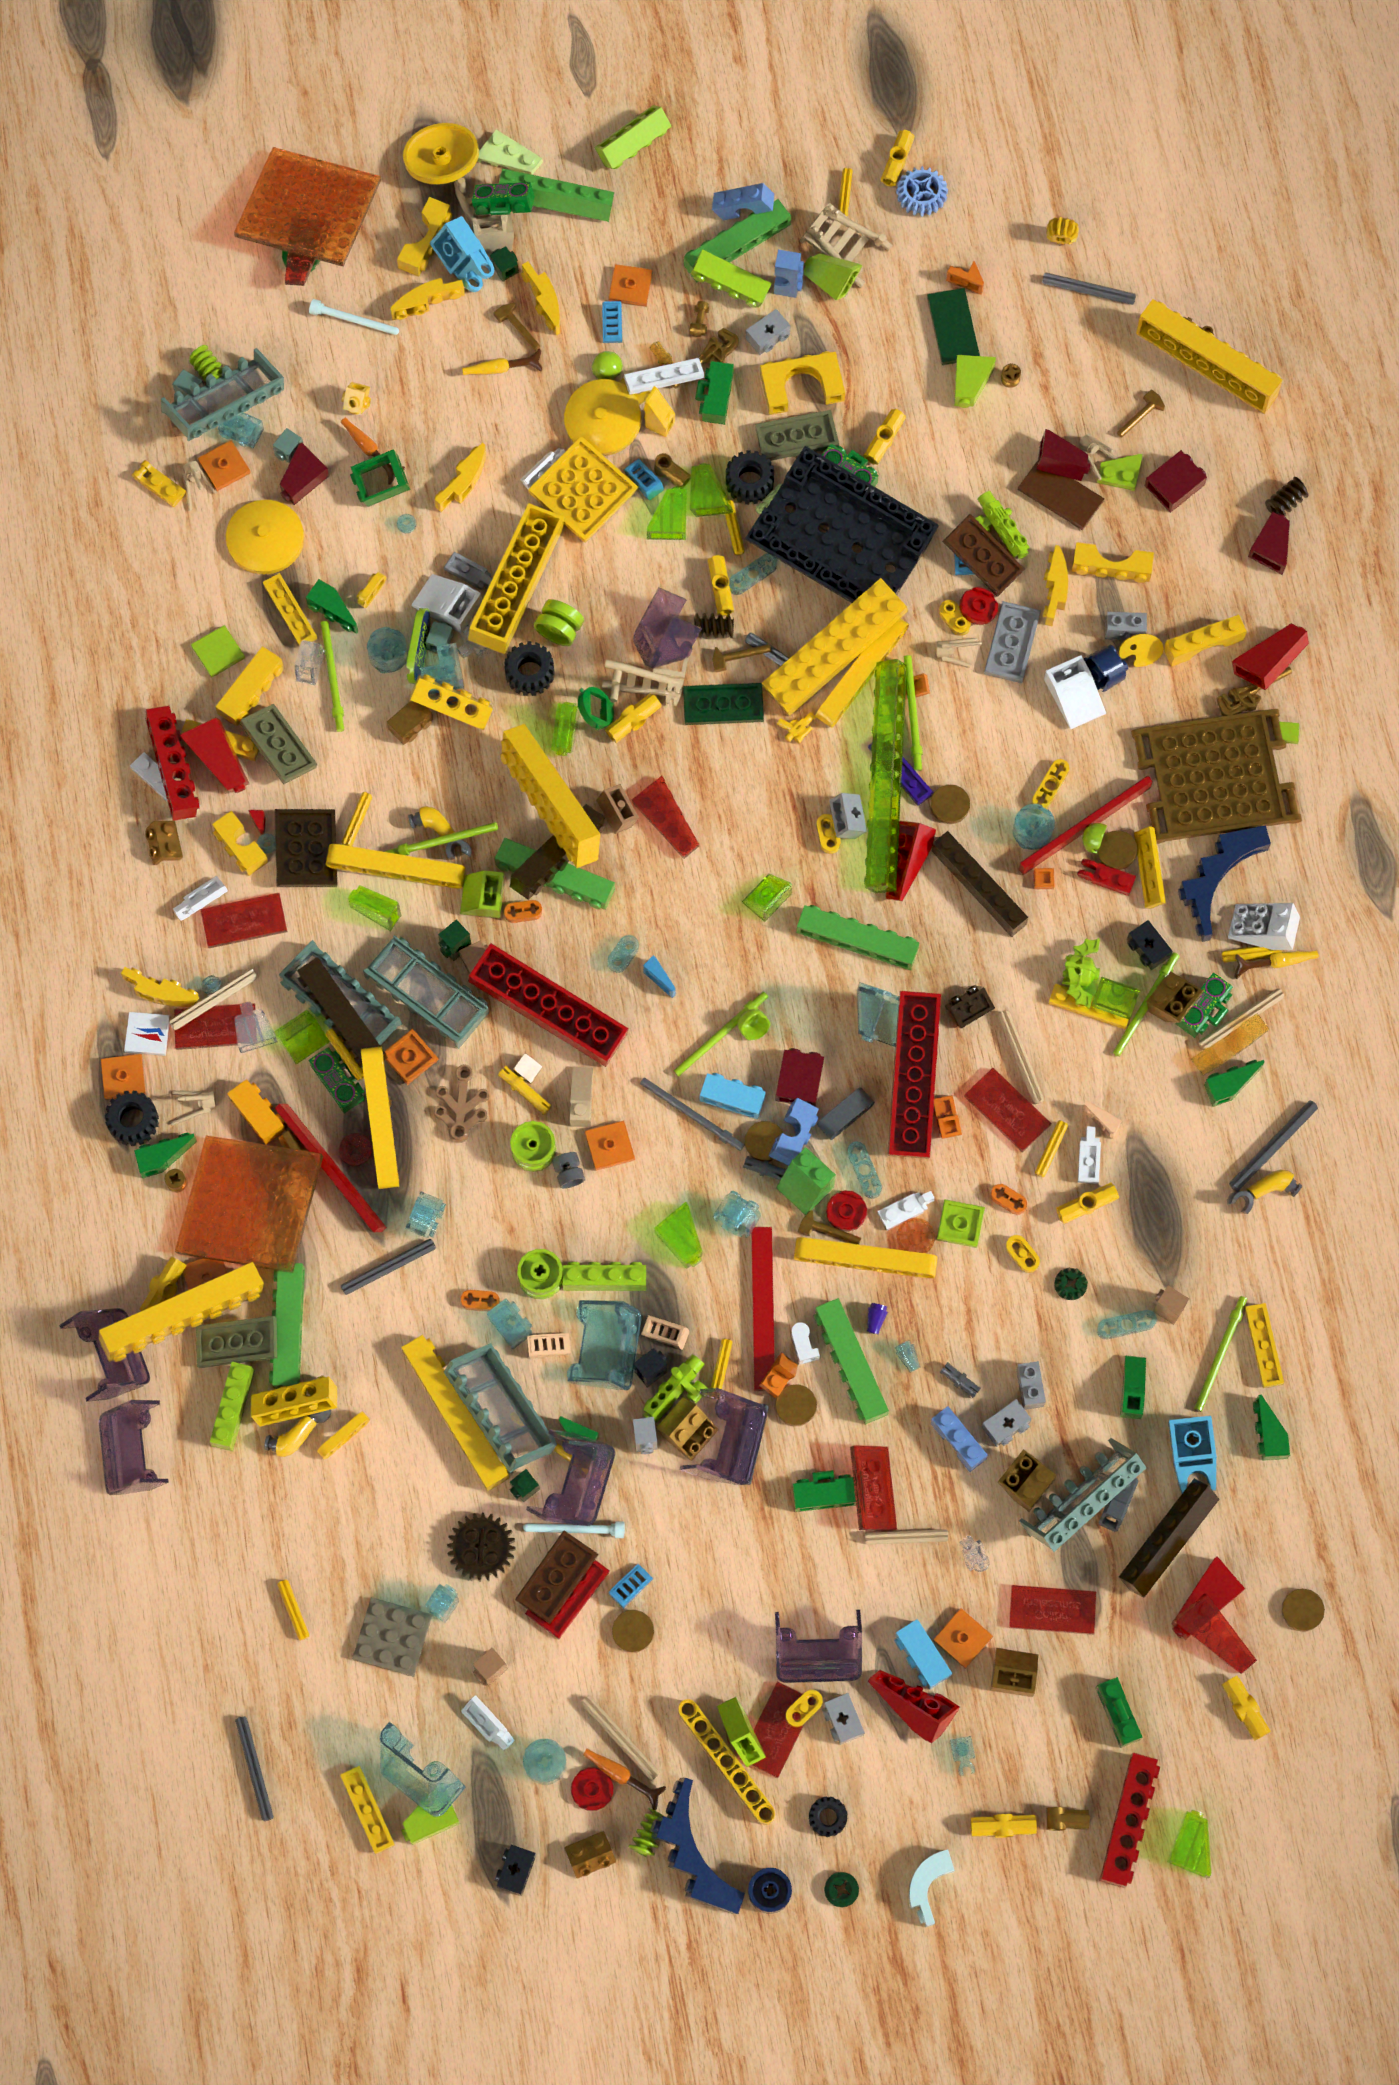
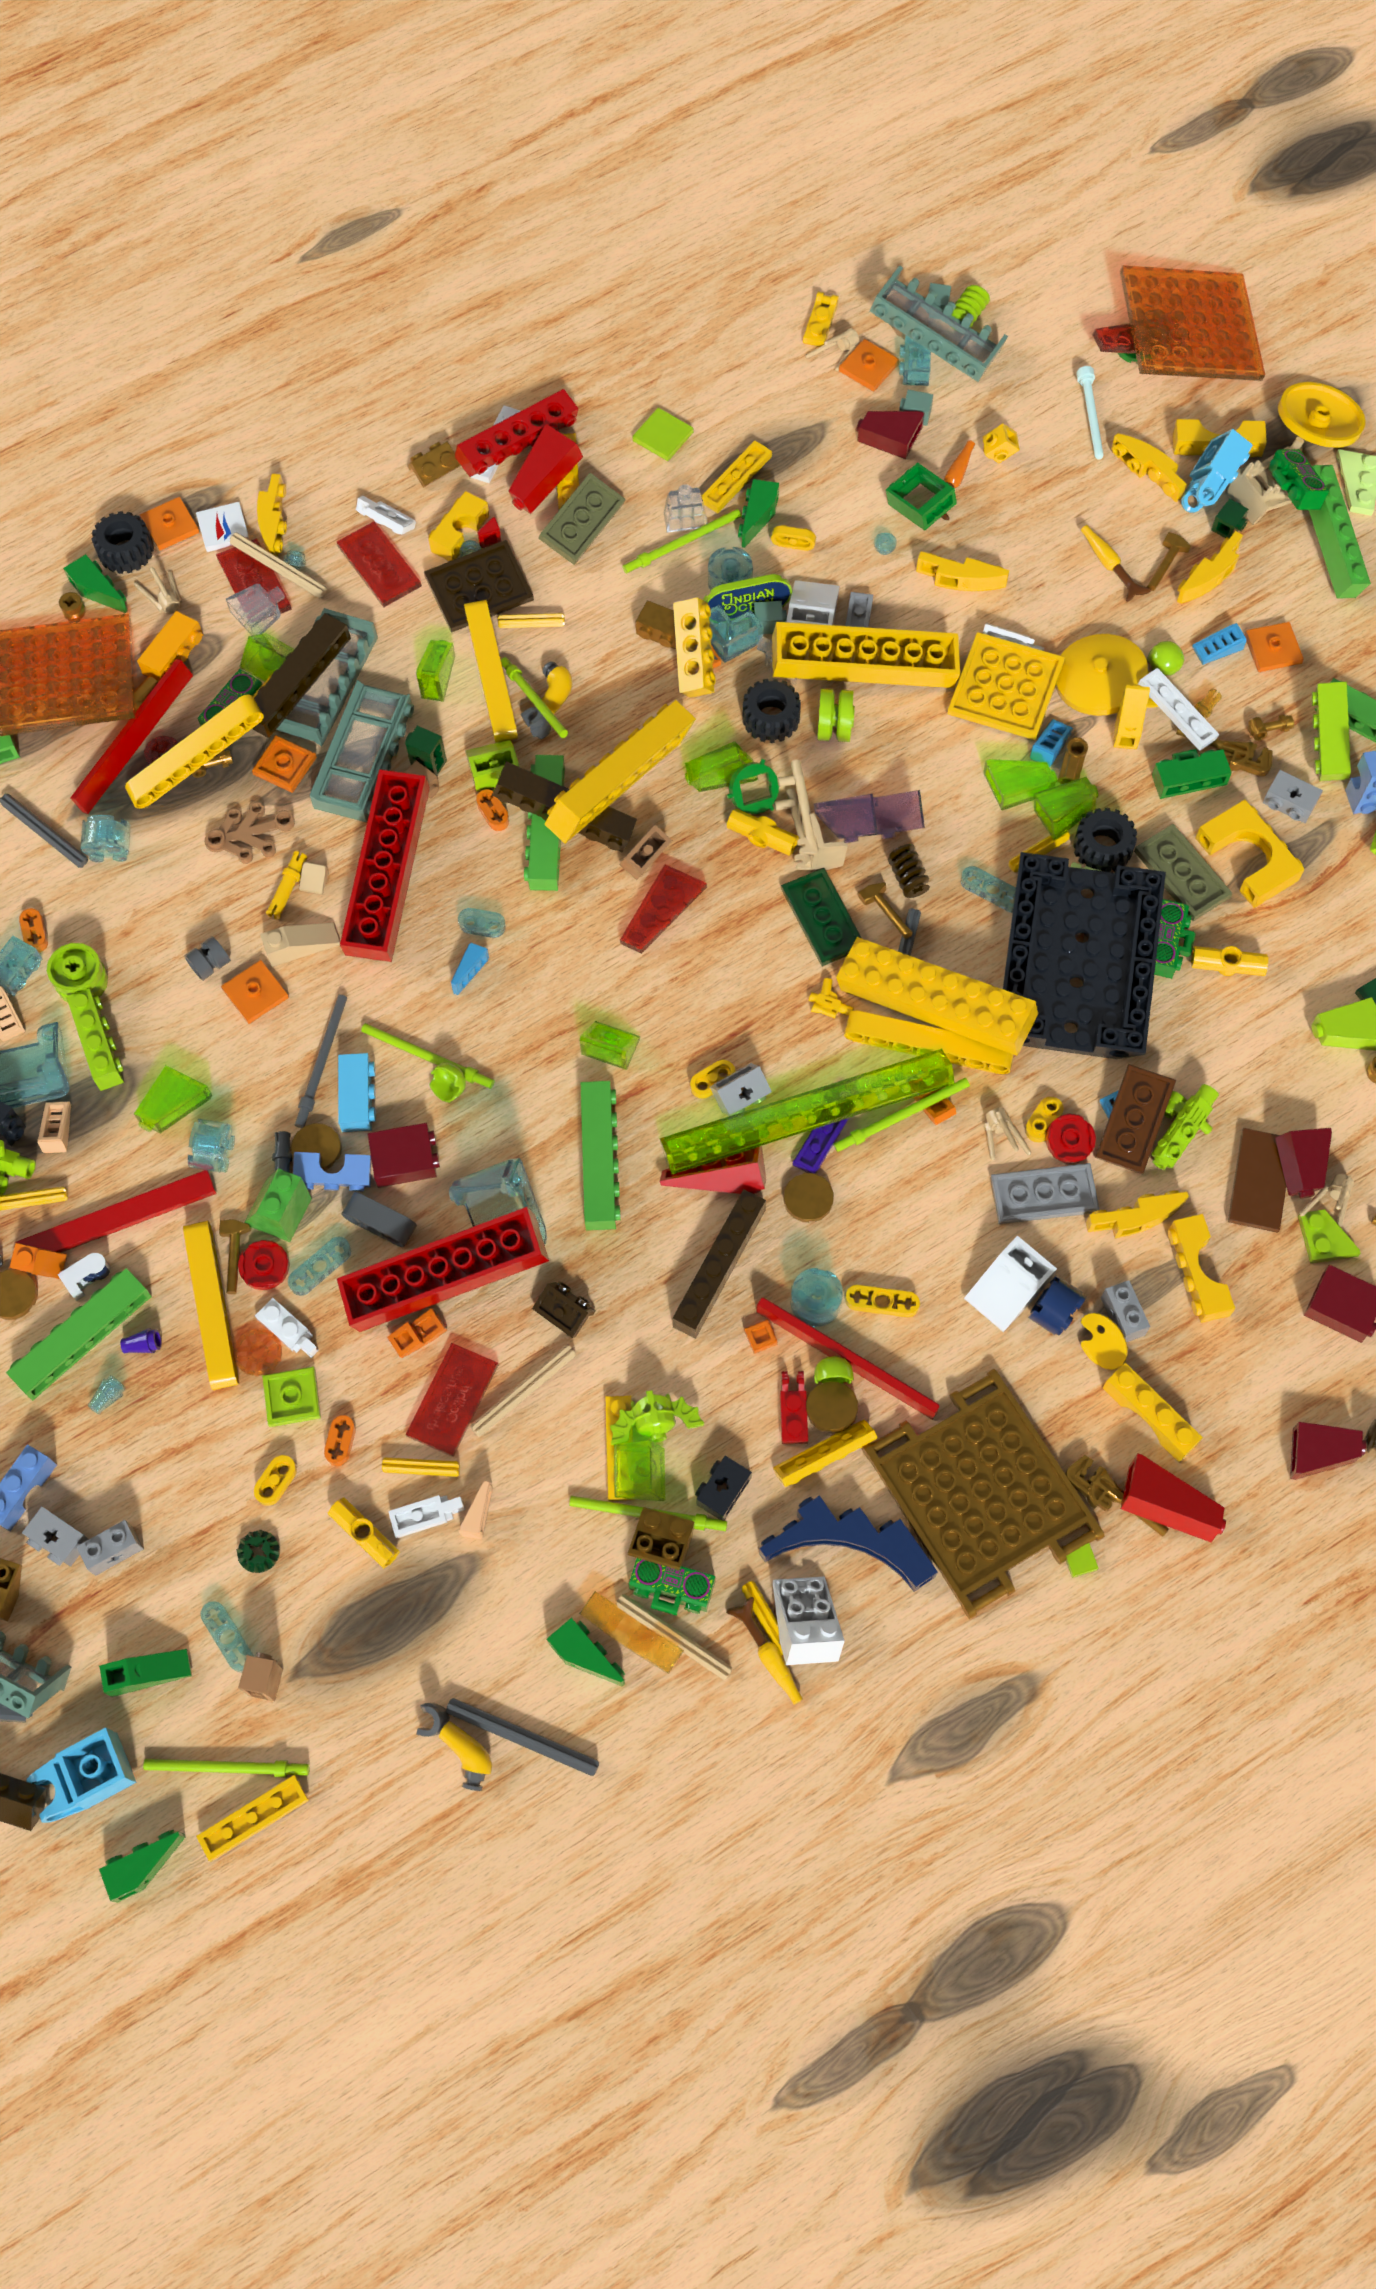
camera: 70 degrees right, 5 degrees down
(249, 686) = (634, 469): yellow brick -> none
(264, 537) = (808, 428): yellow dish -> none
(542, 1140) = (220, 912): lime wheel -> none
(718, 575) = (972, 854): yellow piece -> none
(960, 1380) = (95, 1465): dark grey pin -> none

